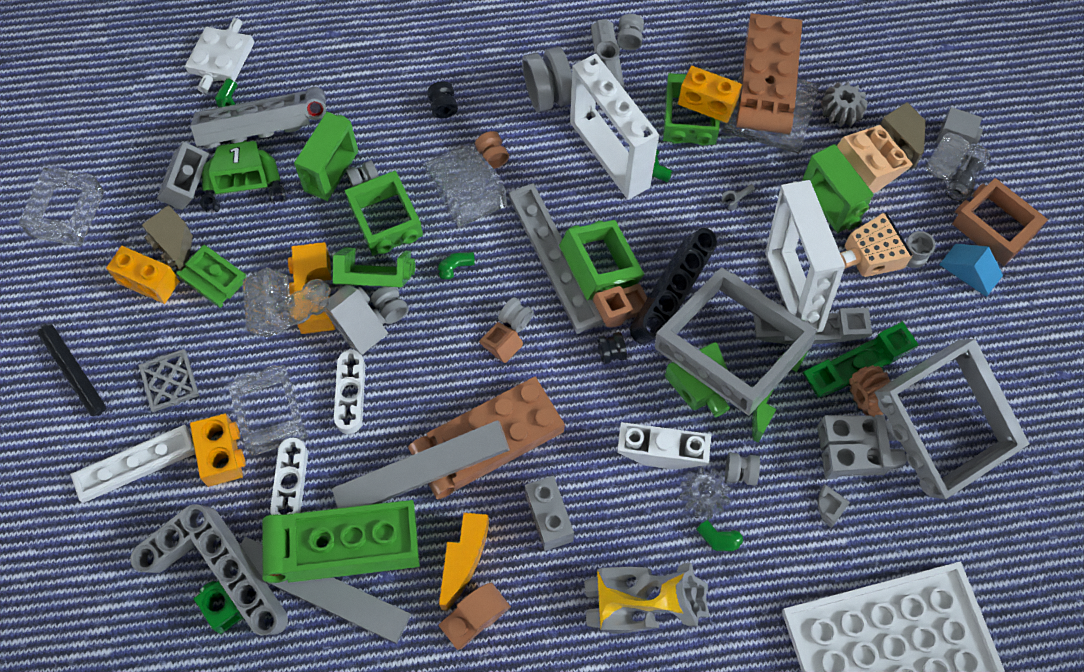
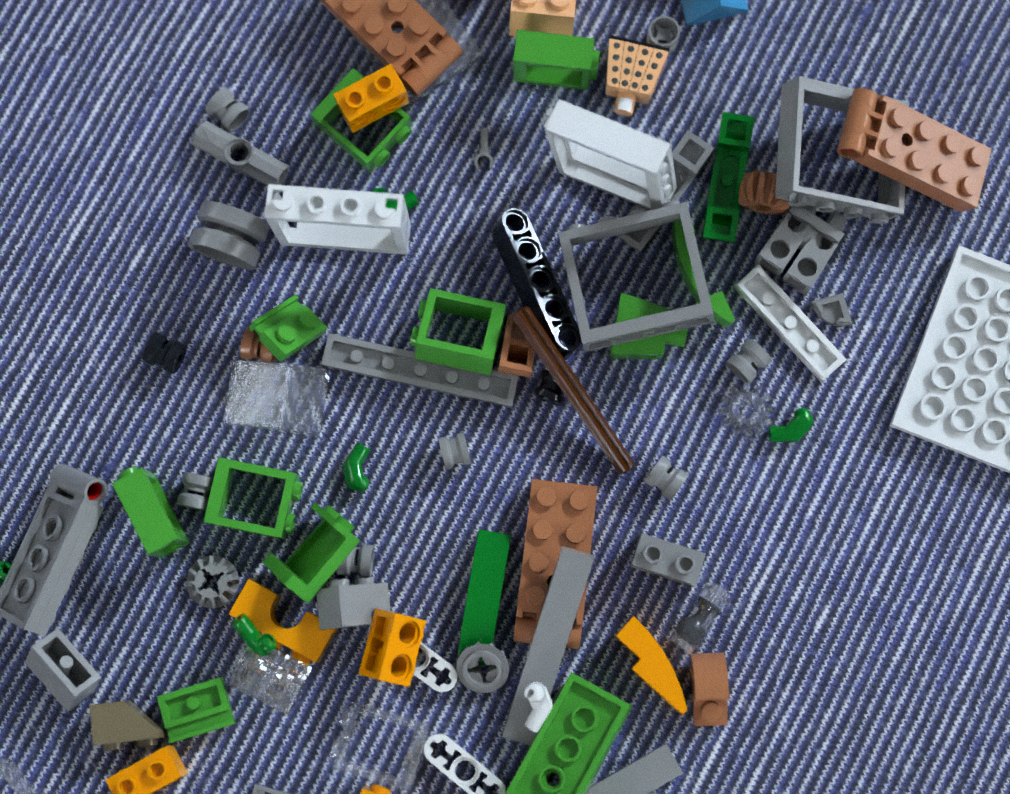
camera: 50 degrees left, 15 degrees up
(239, 169) = (97, 608): bright green torso -> none
(284, 274) = (259, 644): none -> green arm
(307, 302) = (308, 642): clear plate -> none
(320, 222) = (227, 584): none -> light grey gear
(339, 355) = (392, 647): none -> light orange brick
(362, 439) = (473, 677): none -> light grey gear
(378, 486) = (540, 703): none -> white arm
(425, 405) = (484, 590): none -> green slope
(501, 342) = (468, 482): nougat slope -> none
(509, 569) = (691, 630): none -> clear piece
(516, 155) = (288, 328): none -> bright green plate
(609, 470) = (666, 478): none -> light grey wheel
(619, 358) = (573, 390): none -> reddish brown axle
(664, 446) = (682, 413): white slope -> none
(679, 594) = (826, 506): light grey hips -> none
(795, 482) = (789, 323): none -> white tile
(999, 469) = (914, 149): none -> nougat hinge

